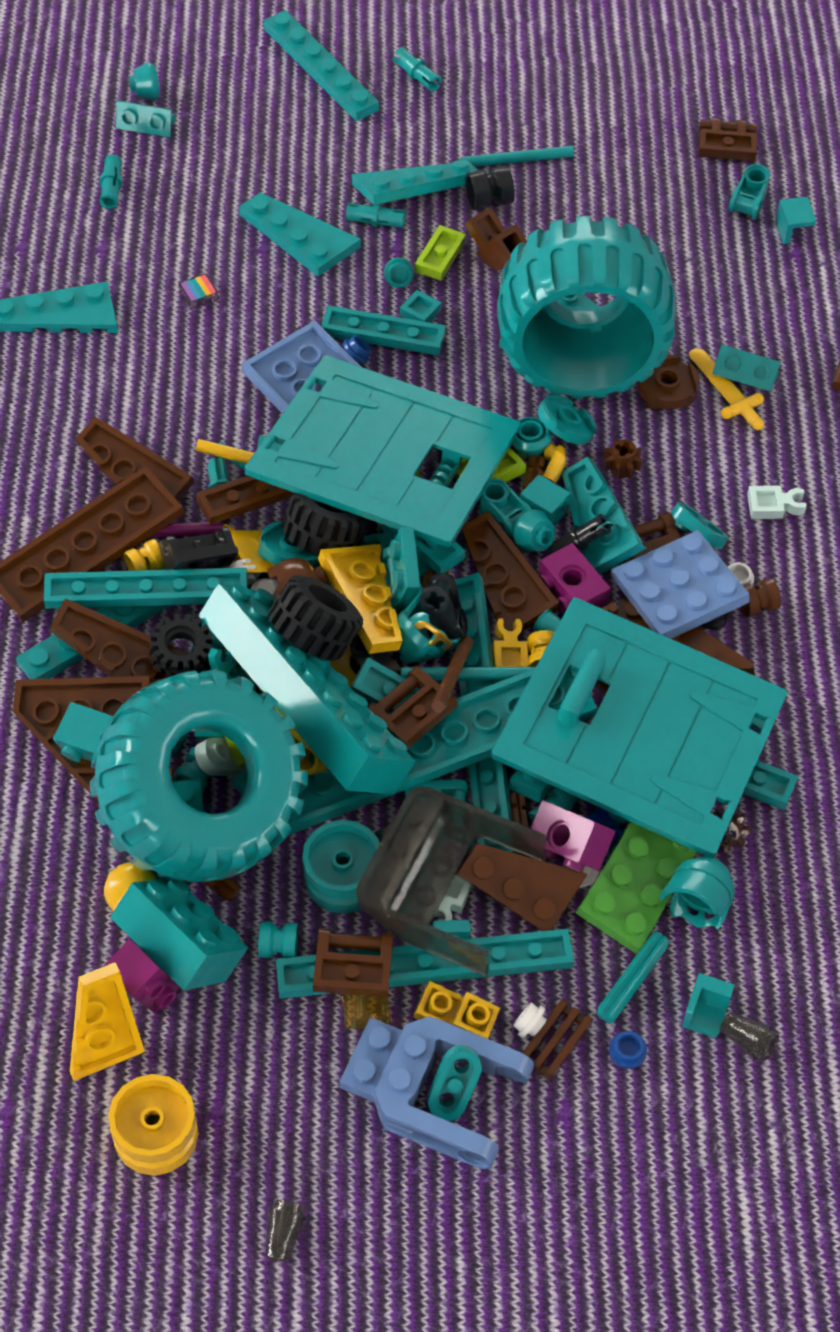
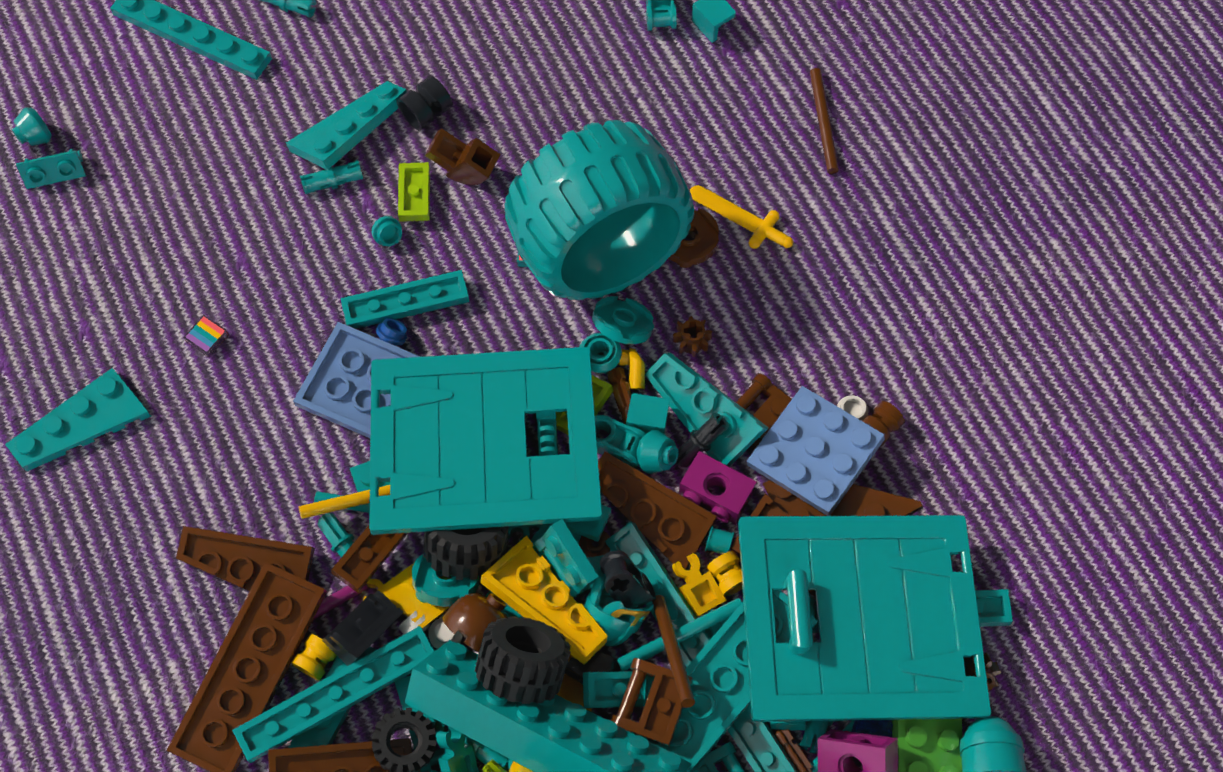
camera: 25 degrees left, 10 degrees up
(110, 181) = (55, 253): teal pin -> none
(299, 234) = (275, 230): teal wing -> none
(420, 307) = (427, 260): teal plate -> none
(520, 156) = (430, 54): teal bar -> none
(689, 519) = (793, 373): teal plate -> none
(746, 368) = (750, 191): teal hinge -> none
(771, 503) = (842, 320): light aqua plate -> none

